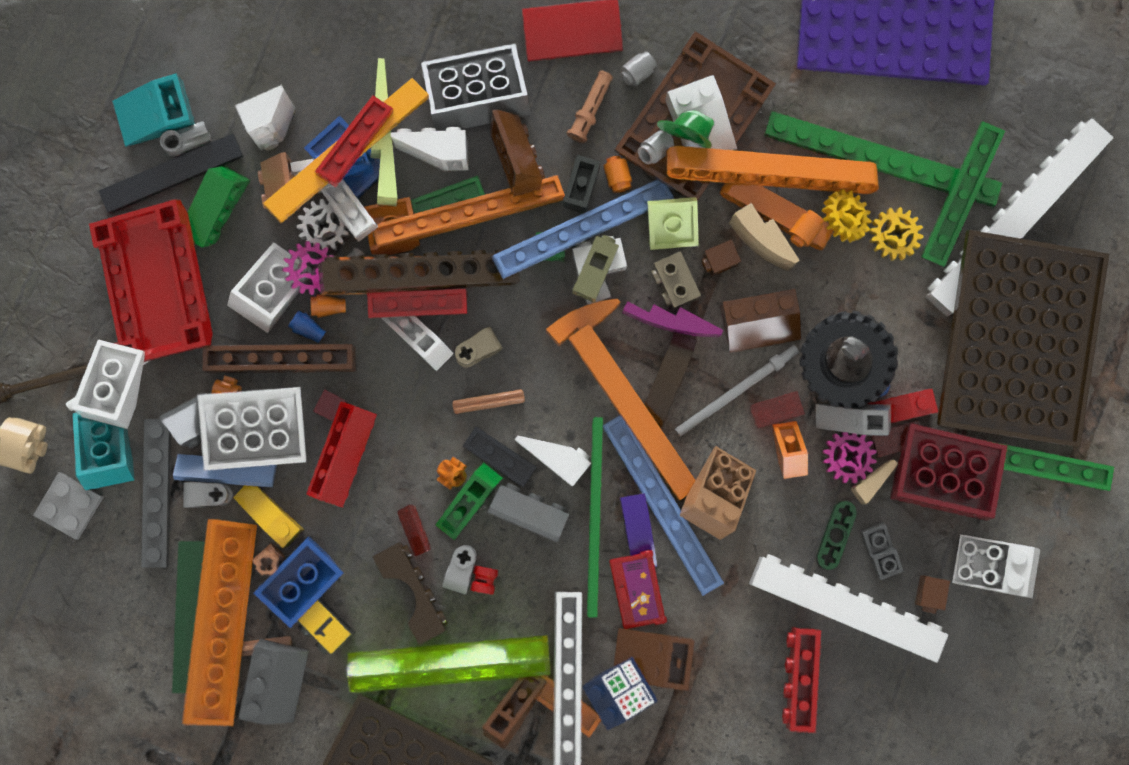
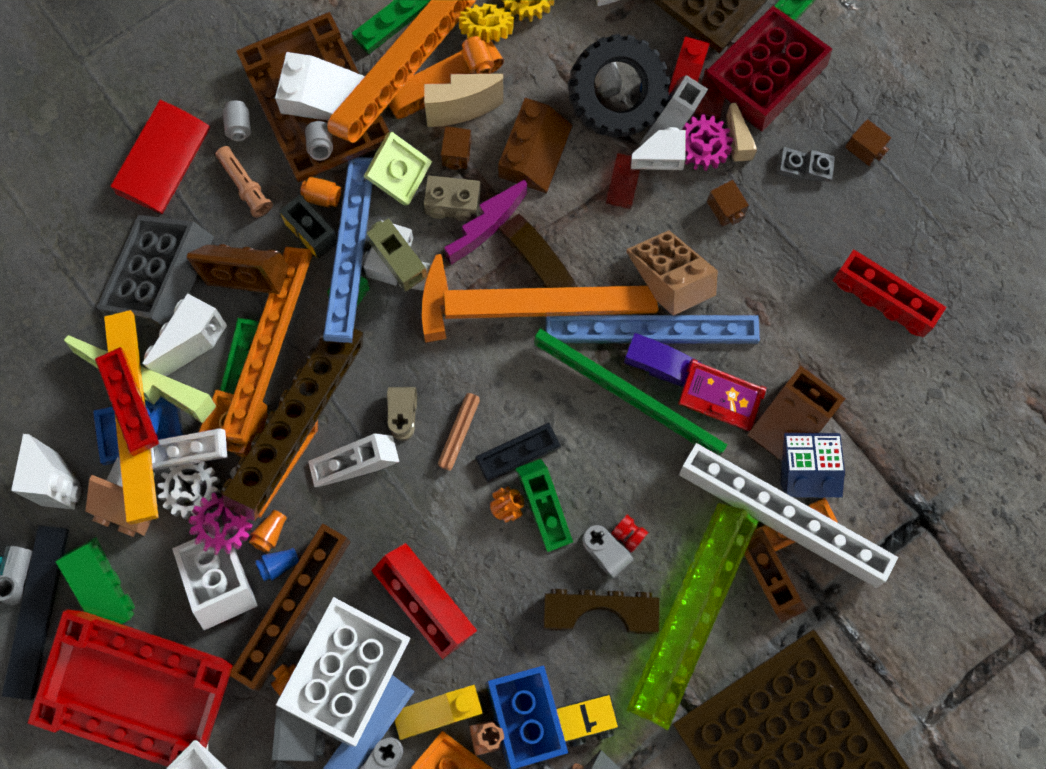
camera: 55 degrees left, 10 degrees down
(328, 405) = (368, 587): dark red tile -> none
(414, 530) = (540, 574): clear red slope -> none
(417, 303) = (322, 440): red fence -> none
(529, 512) = (590, 452): dark grey slope -> none
(562, 460) = (556, 394): white slope -> none
(690, 126) = (321, 96): green piece -> none
(775, 363) = (581, 158): light grey bar -> none
(790, 450) = (669, 187): orange slope -> none
(805, 506) = (728, 203): none -> reddish brown brick
(815, 427) = (661, 151): none -> white slope
(835, 515) = (769, 184): dark green beam -> none
(849, 609) = (842, 221): white brick -> none
(996, 566) = (873, 77): white slope -> none

